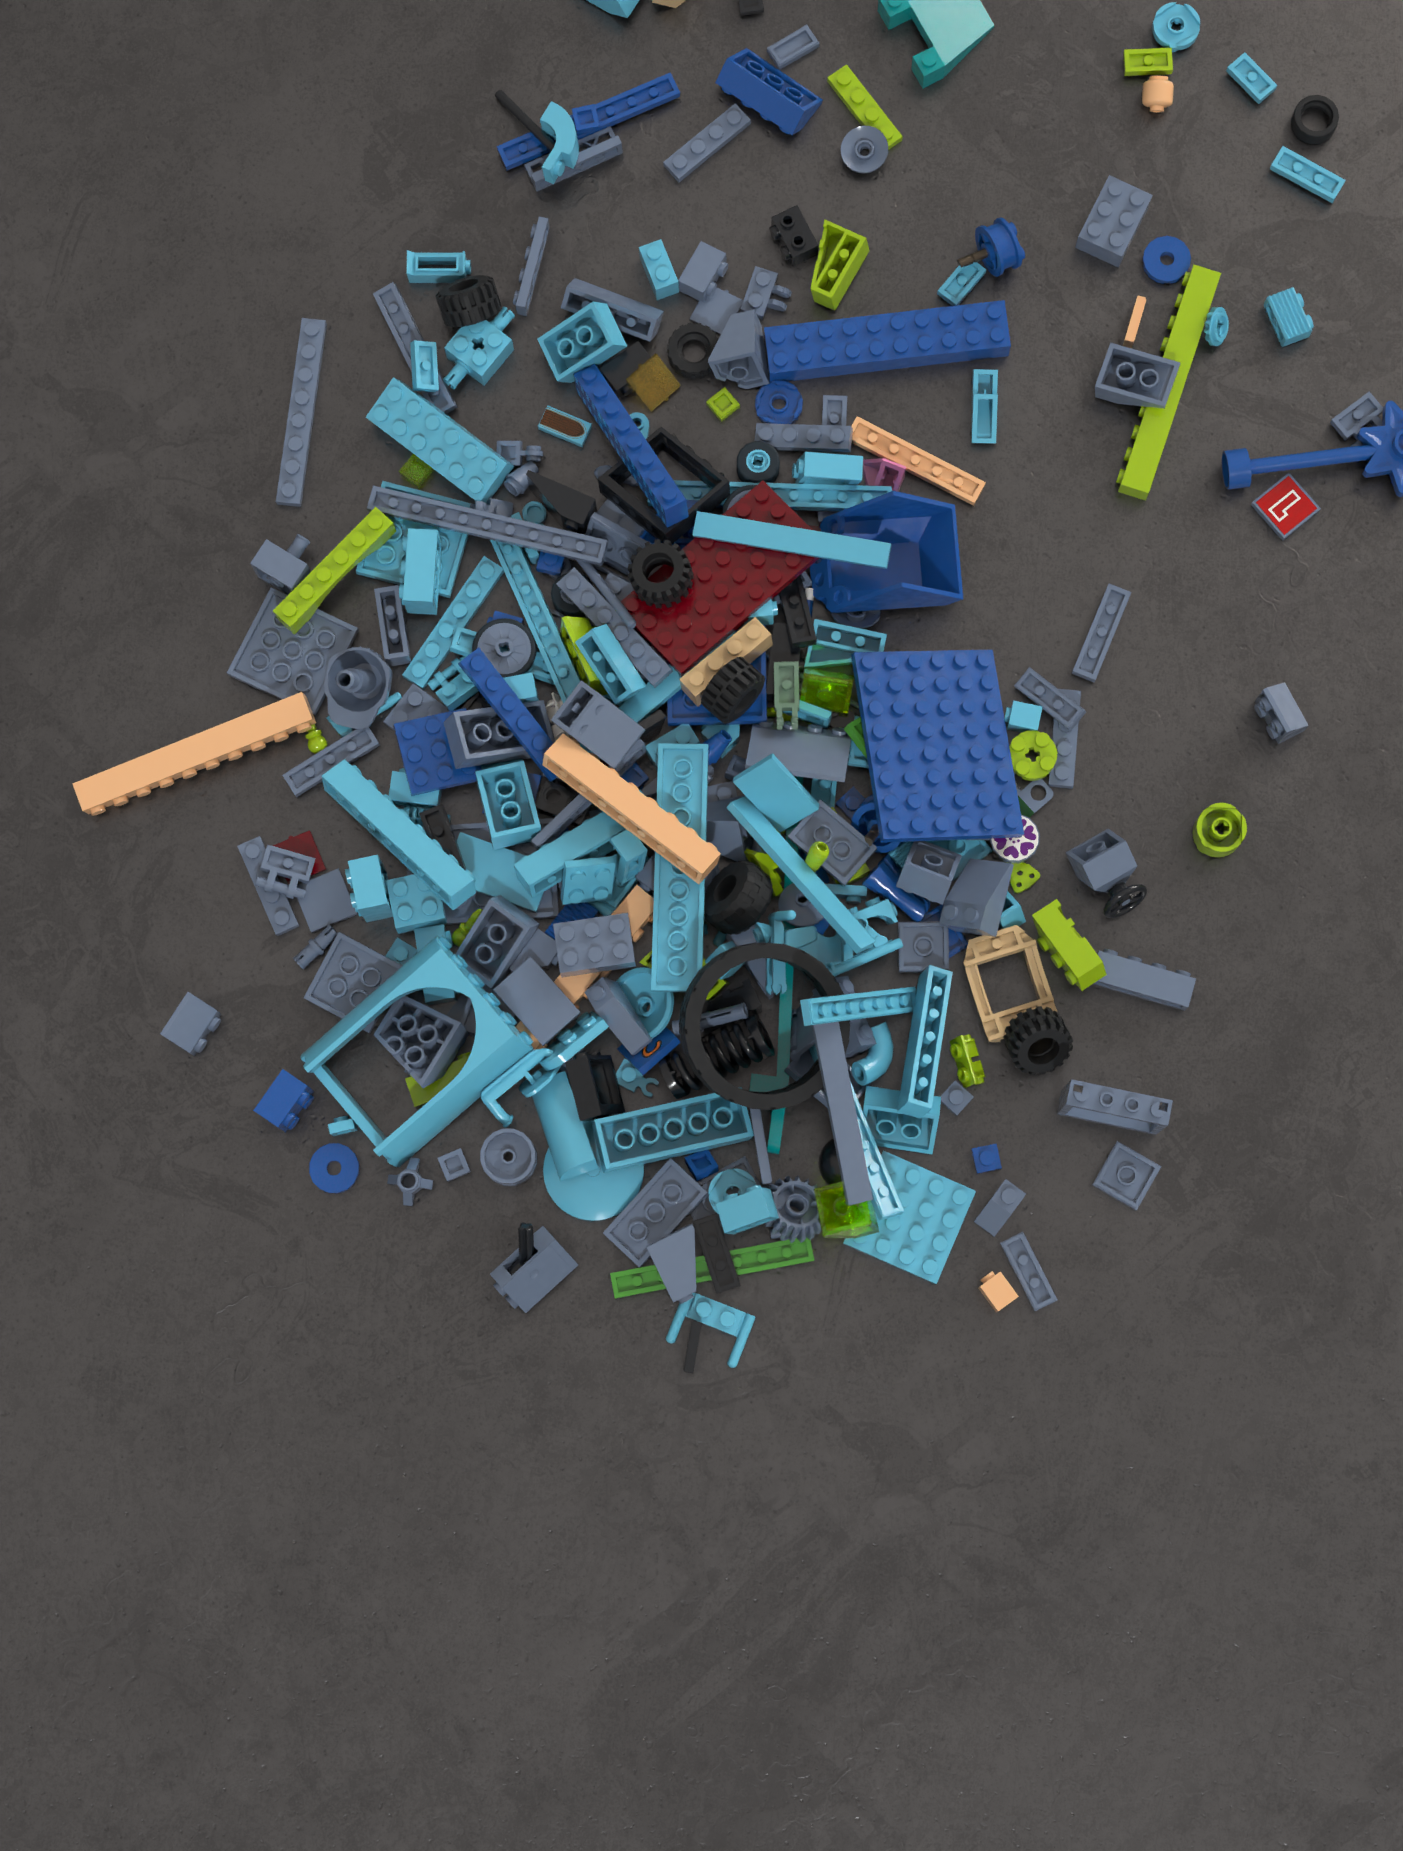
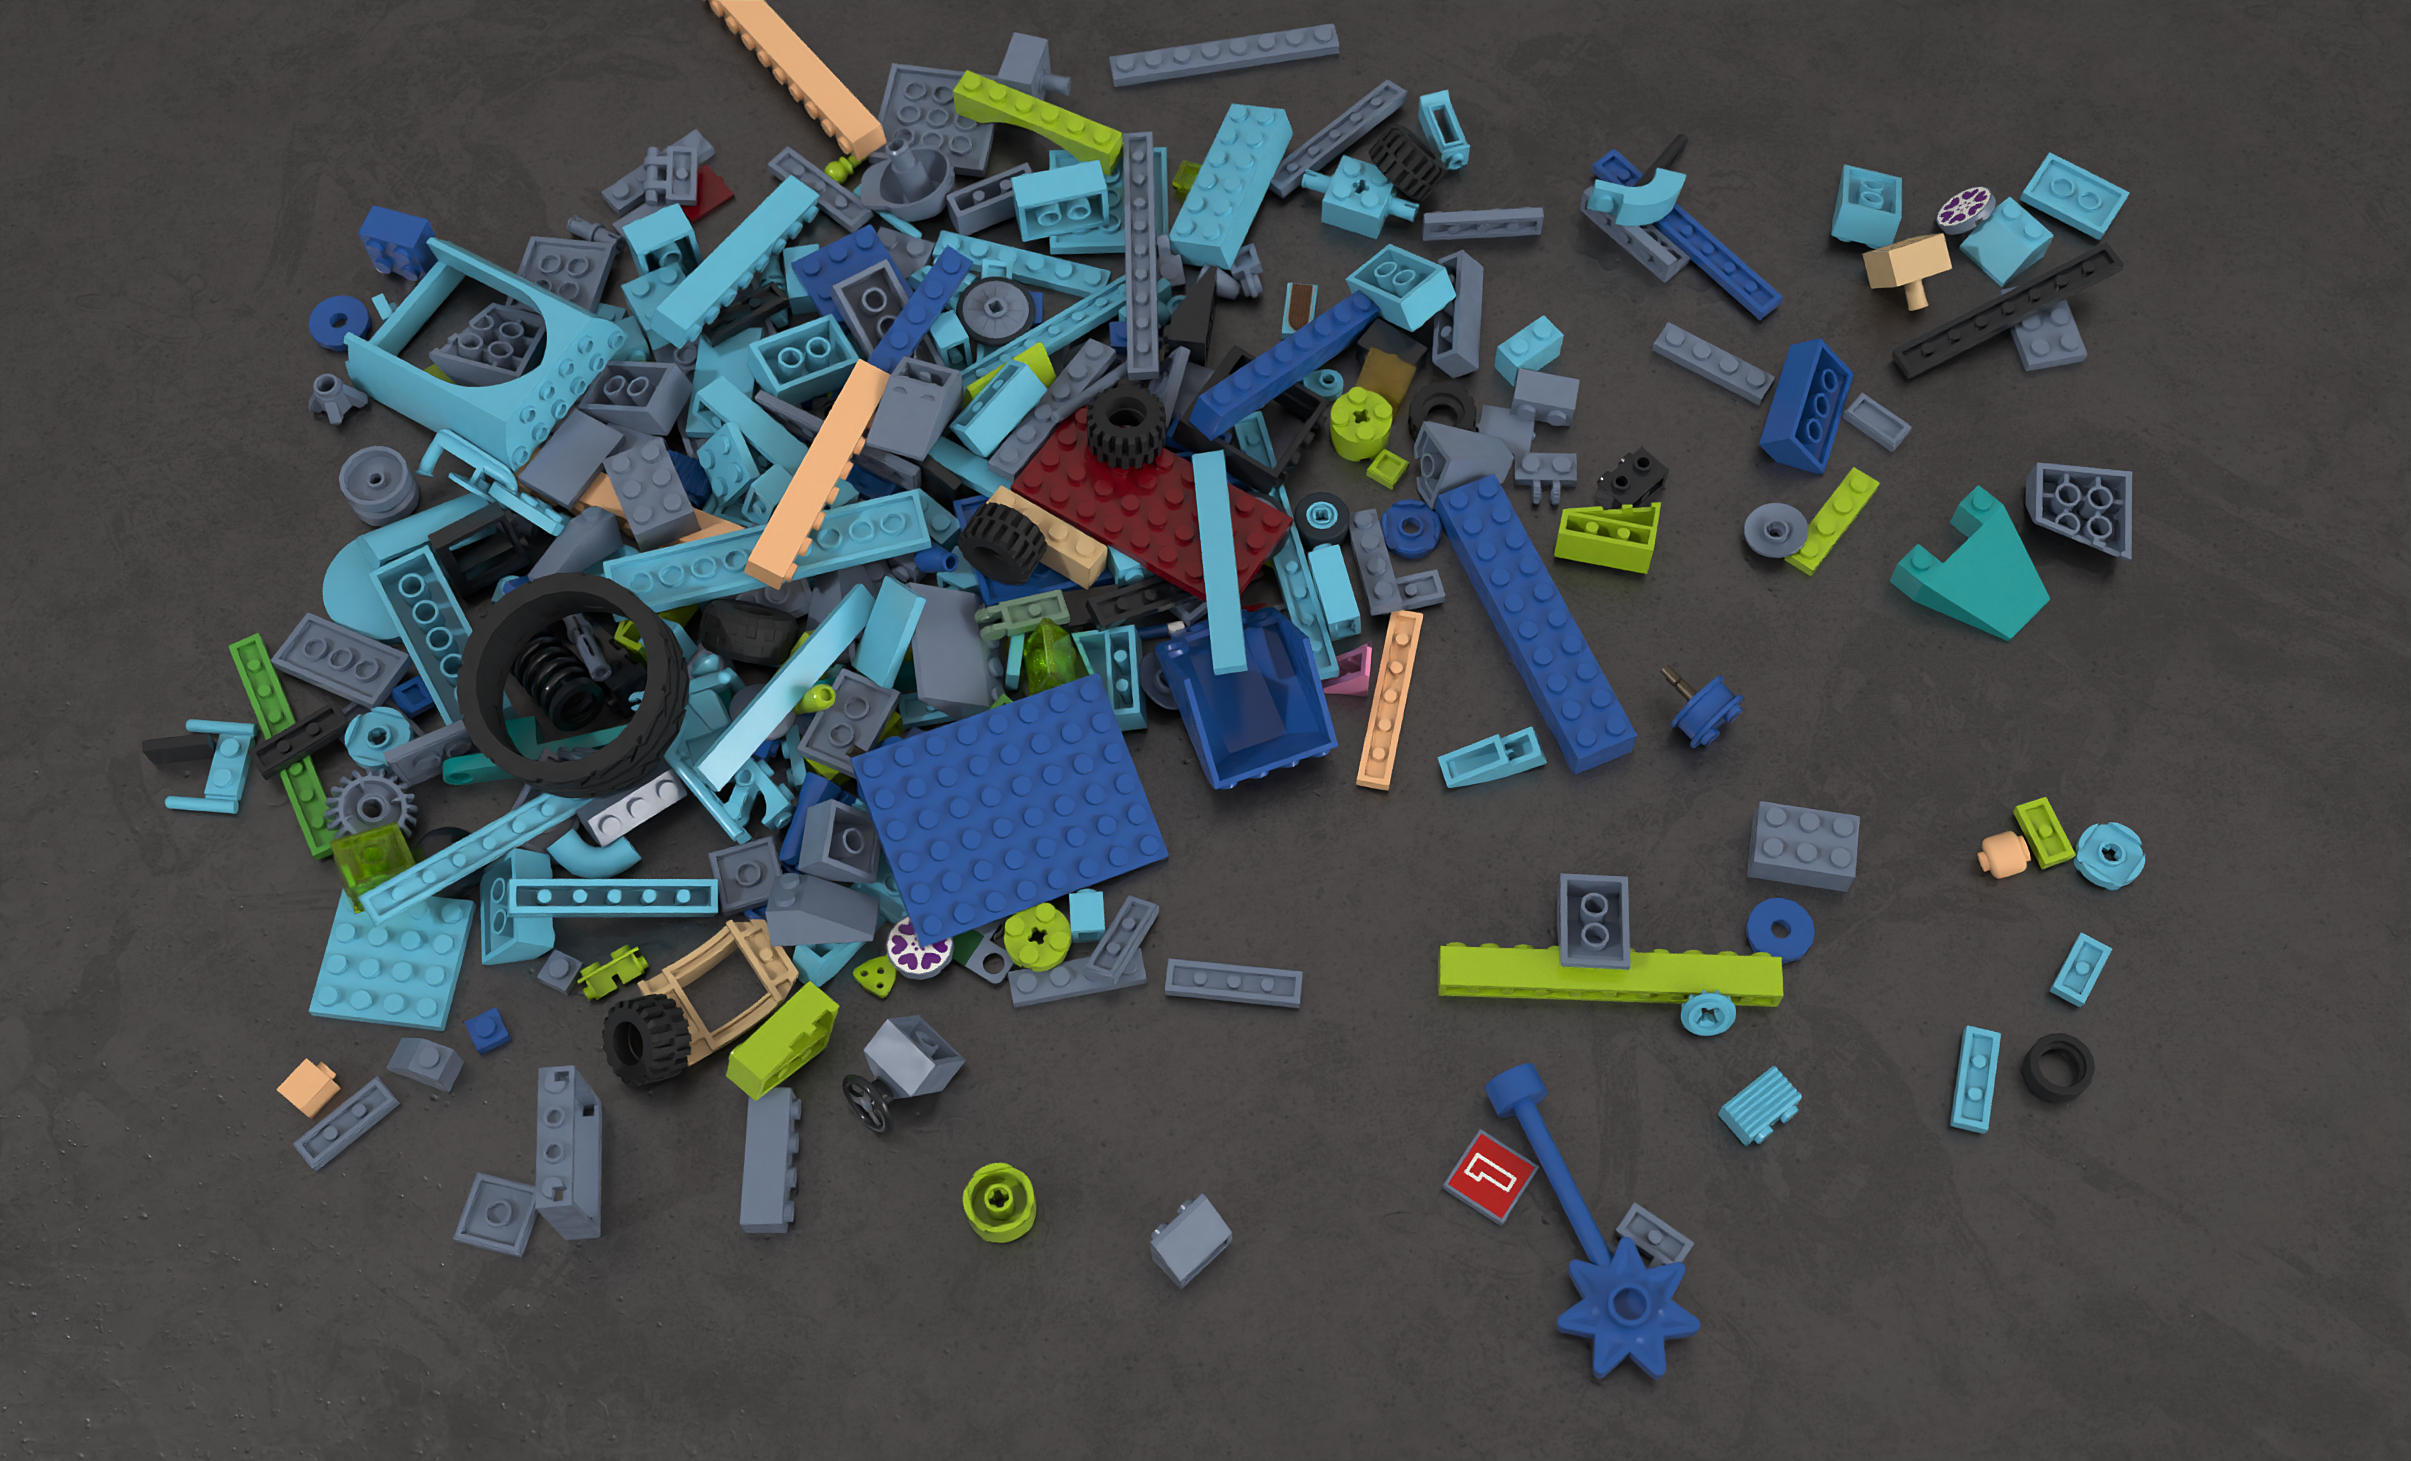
camera: 70 degrees right, 15 degrees down
(191, 1024) = (474, 134): sand blue slope -> none
(424, 366) = (1313, 142): medium azure plate -> none
(454, 1164) = (364, 435): sand blue plate -> none
(532, 1268) = (245, 542): sand blue piece -> none
(585, 119) = (1682, 221): blue plate -> none
(676, 1262) = (274, 693): sand blue slope -> none
(690, 398) = (1360, 424): none -> lime brick
(747, 1210) = (348, 746): medium azure brick -> none
(842, 1113) = (488, 794): sand blue tile -> none
(857, 1006) = (615, 777): medium azure tile -> none
(961, 283) = (1646, 689): medium azure plate -> none
(1134, 322) = (1673, 909): light nougat tile -> none

